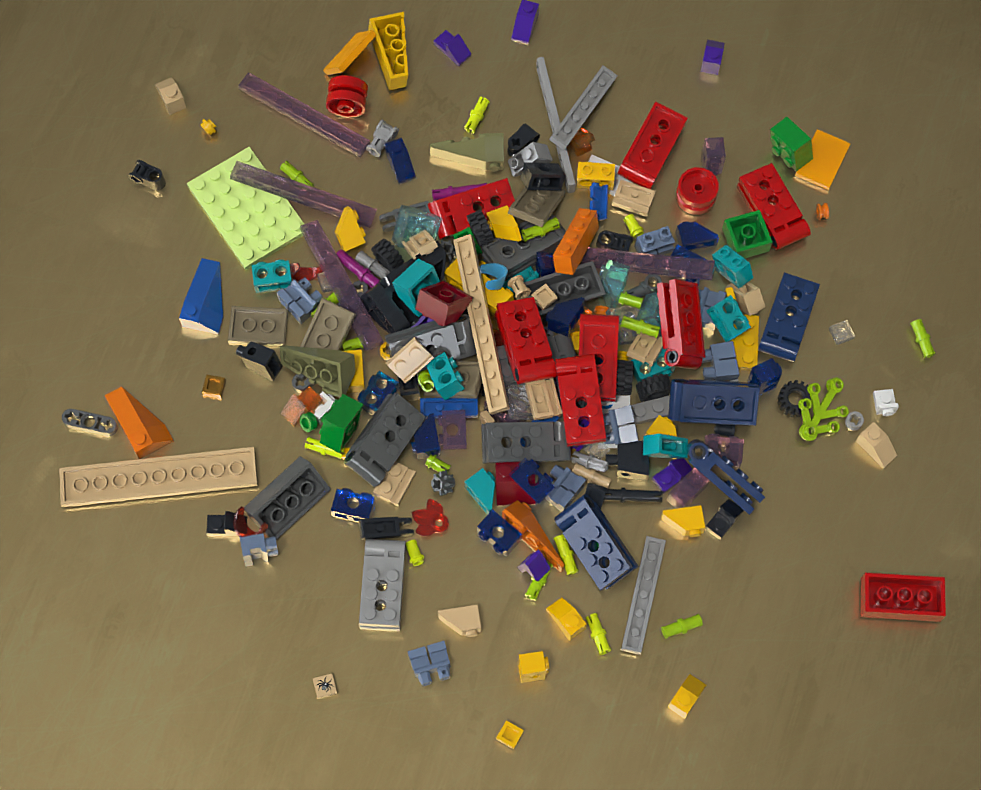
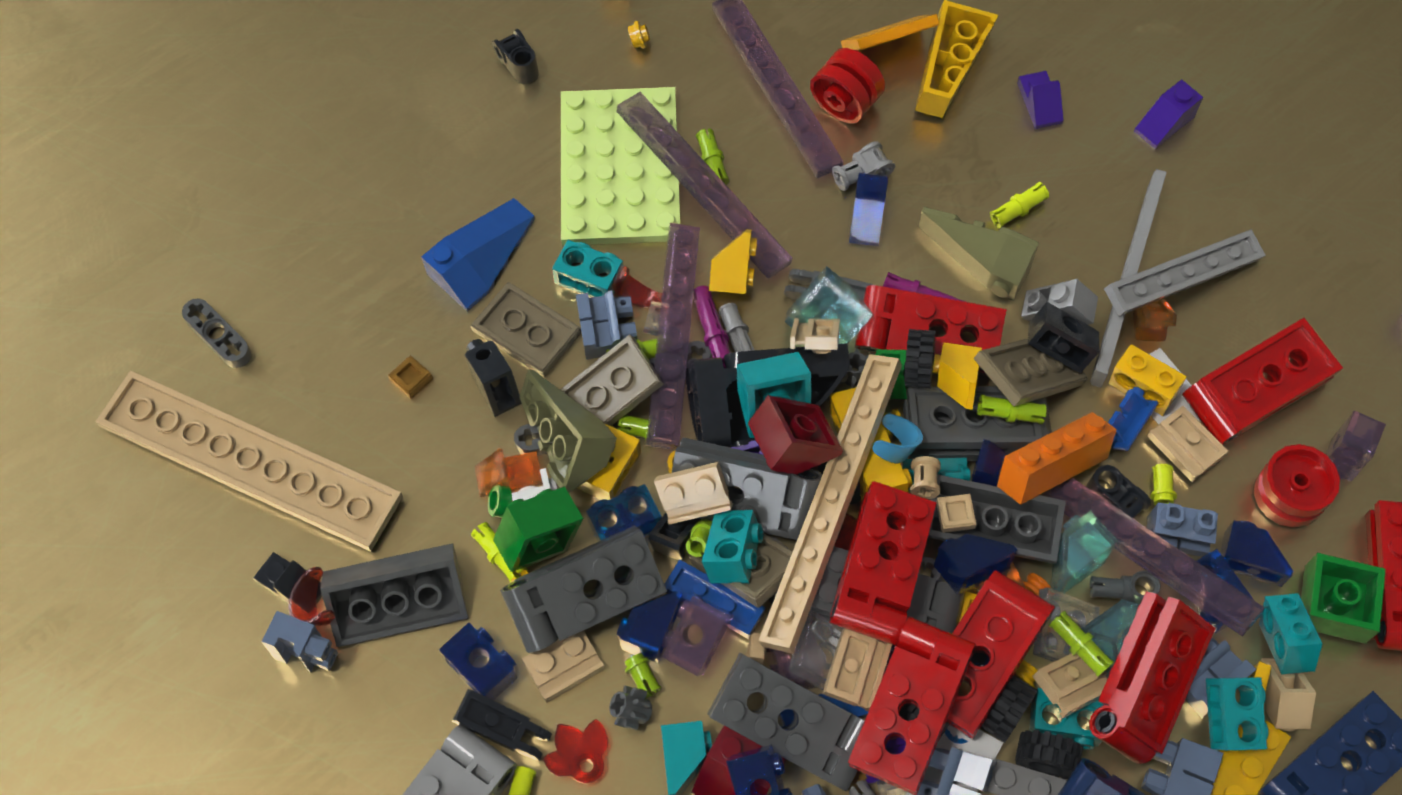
camera: 35 degrees right, 5 degrees down
(141, 426) = (274, 374): orange wedge -> none
(387, 255) = (764, 325): black tyre -> none
(521, 139) = (1065, 268): black piece -> none
(630, 300) = (1091, 594): lime pin -> none

